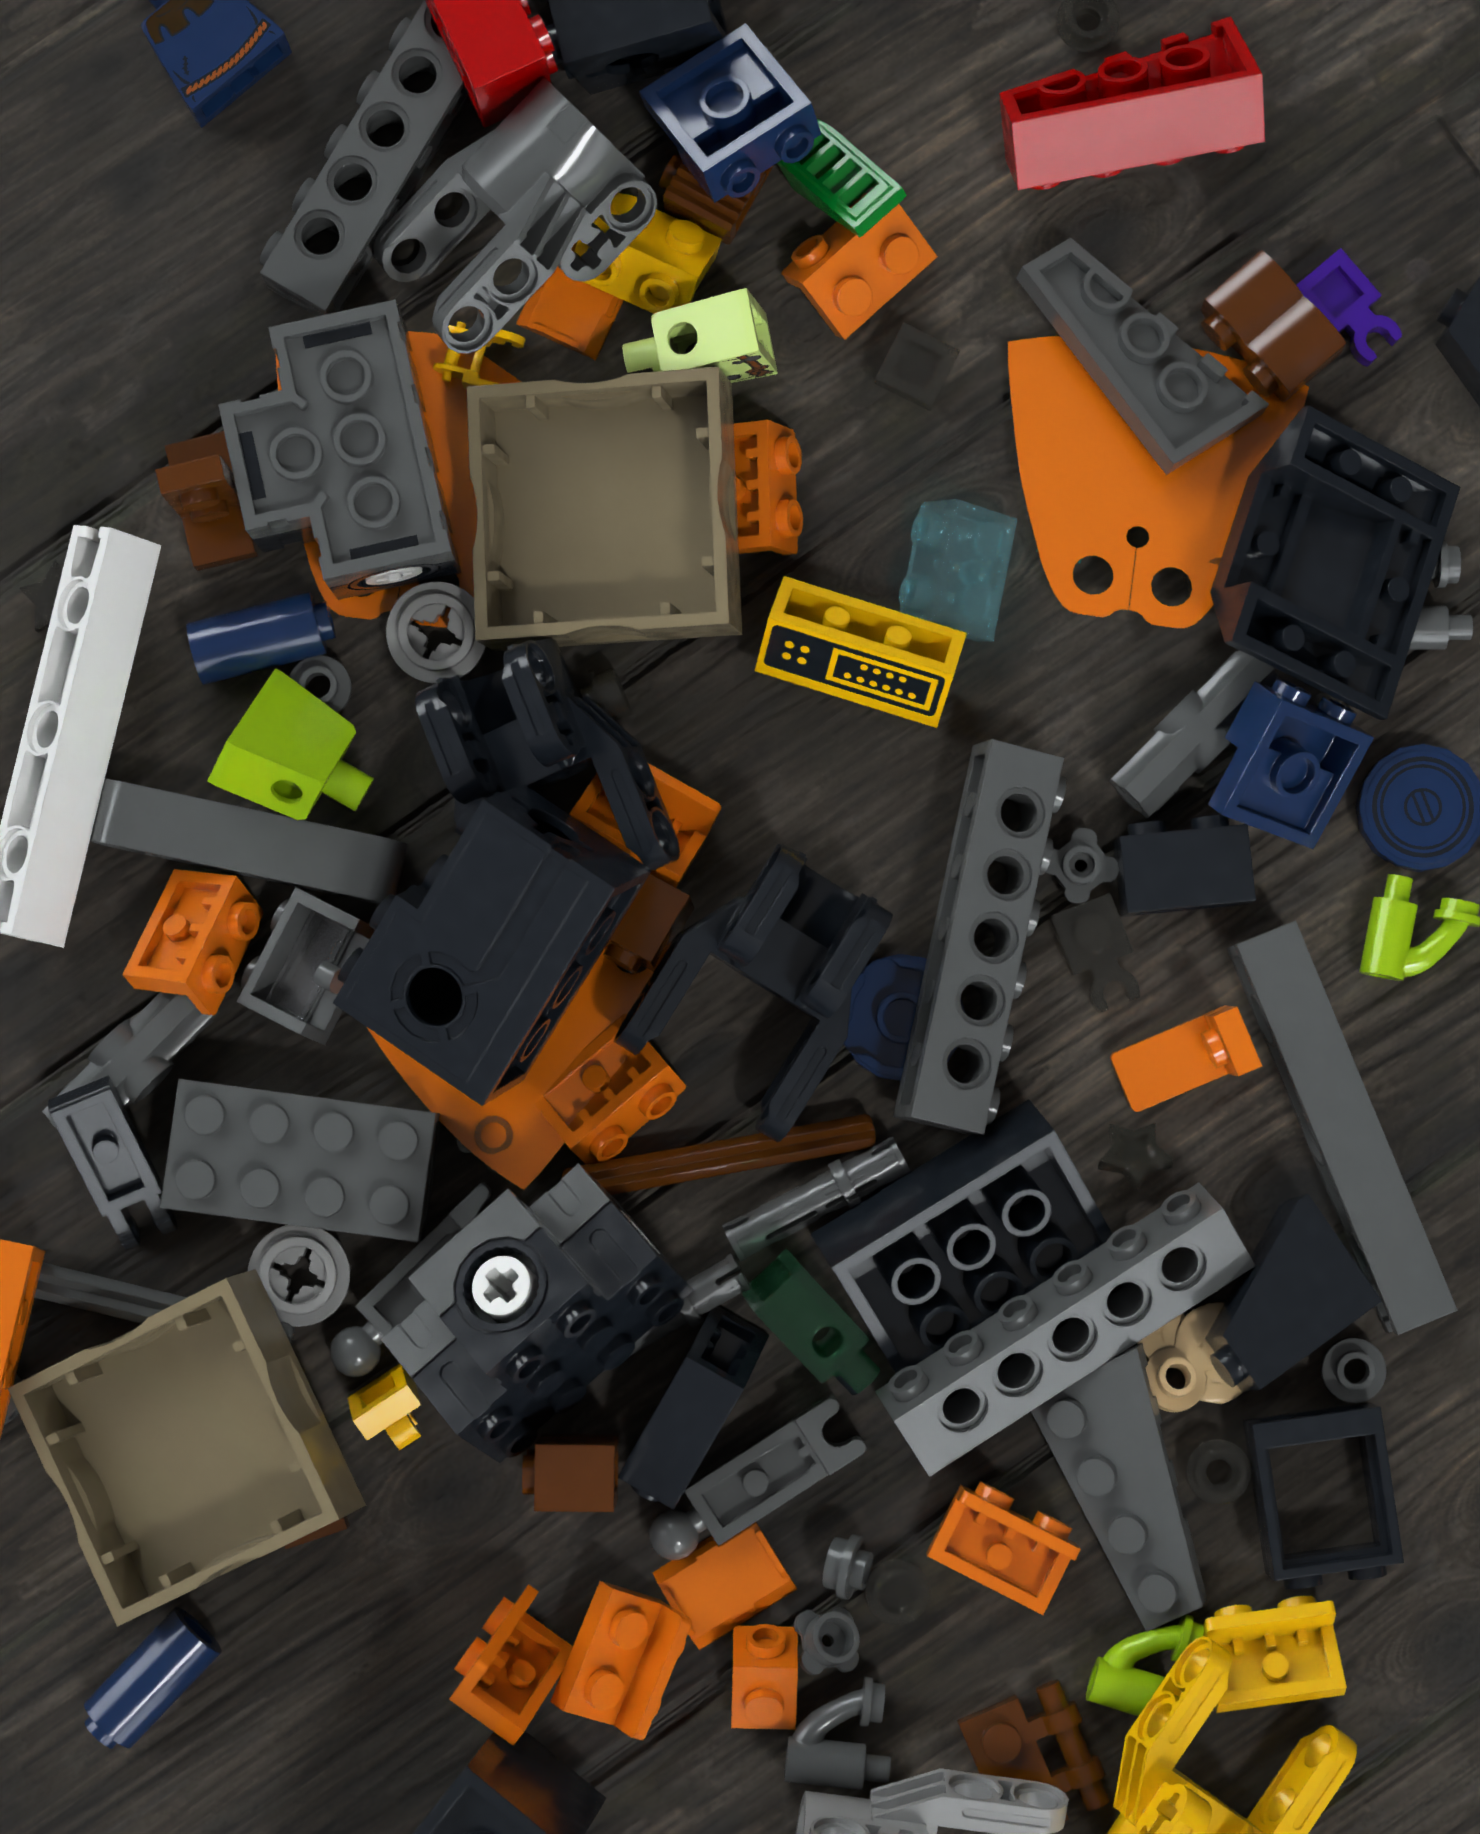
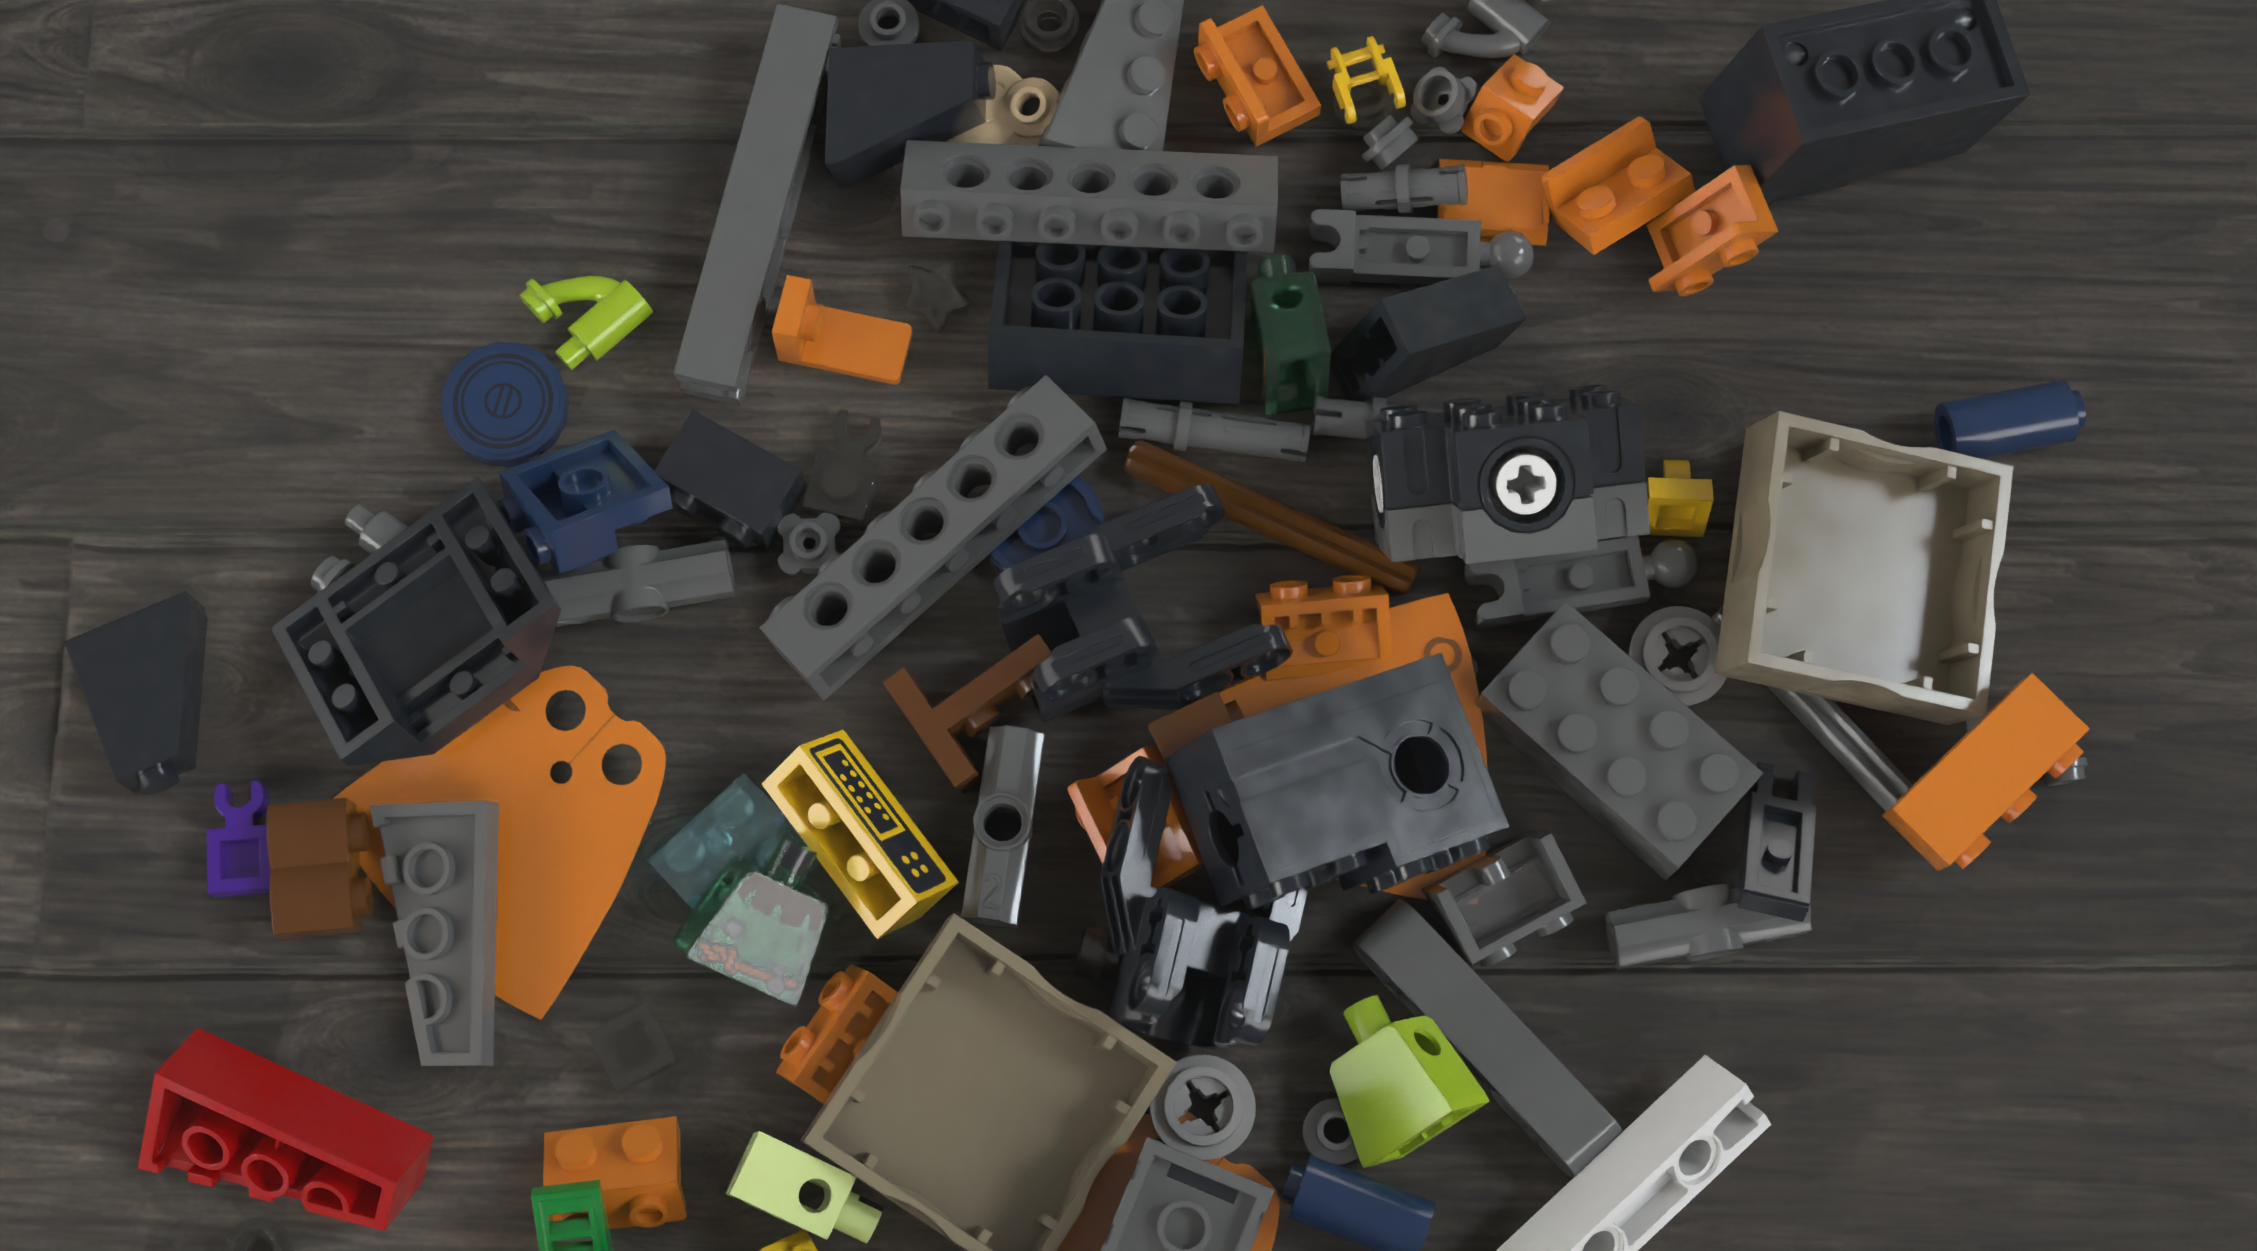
camera: 145 degrees left, 10 degrees down
(195, 938) = (1586, 984): orange bracket -> none
(572, 1473) = (1559, 341): reddish brown piece -> none
(733, 704) = (996, 866): none -> dark grey piece
(803, 1530) = (1404, 188): none -> dark grey pin
(862, 785) = (968, 709): none -> reddish brown bracket
(886, 520) = (759, 922): none -> torso
(891, 1621) = (1383, 71): none -> yellow piece

